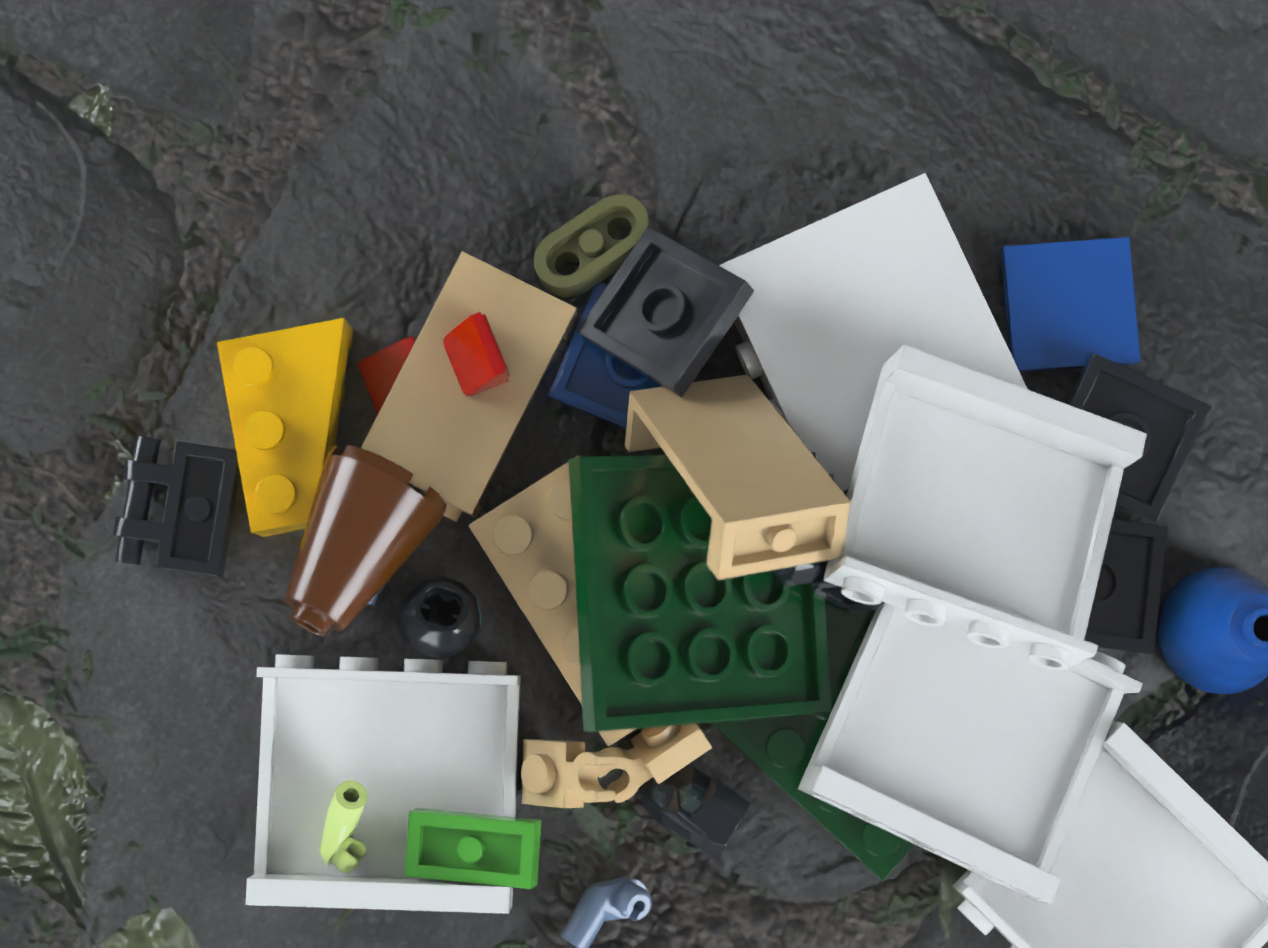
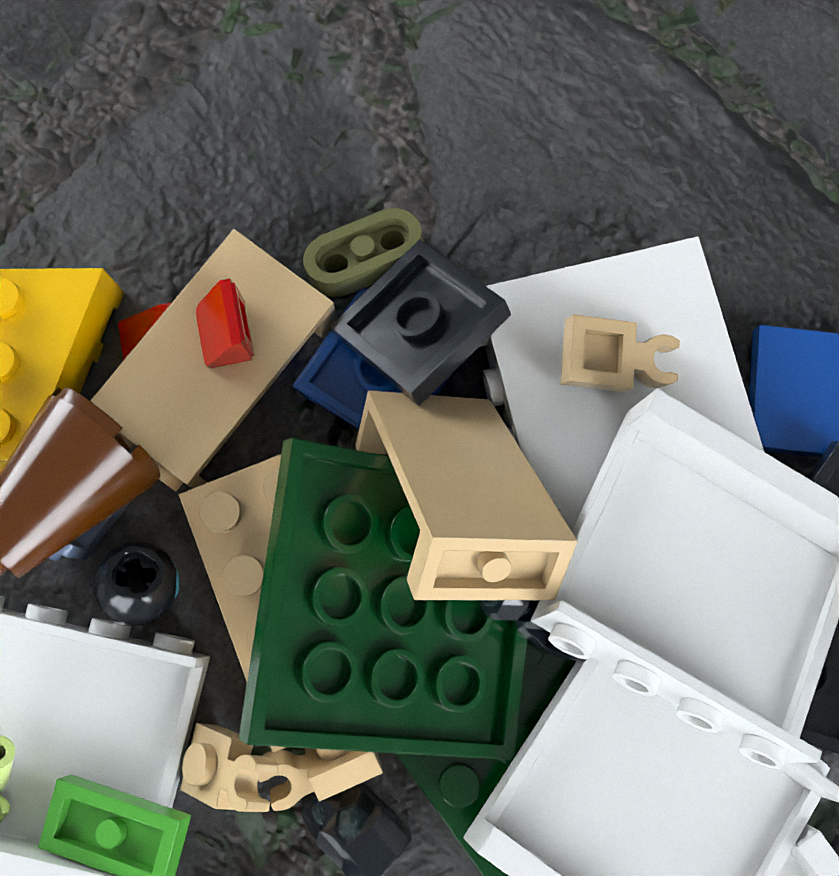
camera: 10 degrees right, 5 degrees down
(853, 313) = (606, 355): none -> tan plate

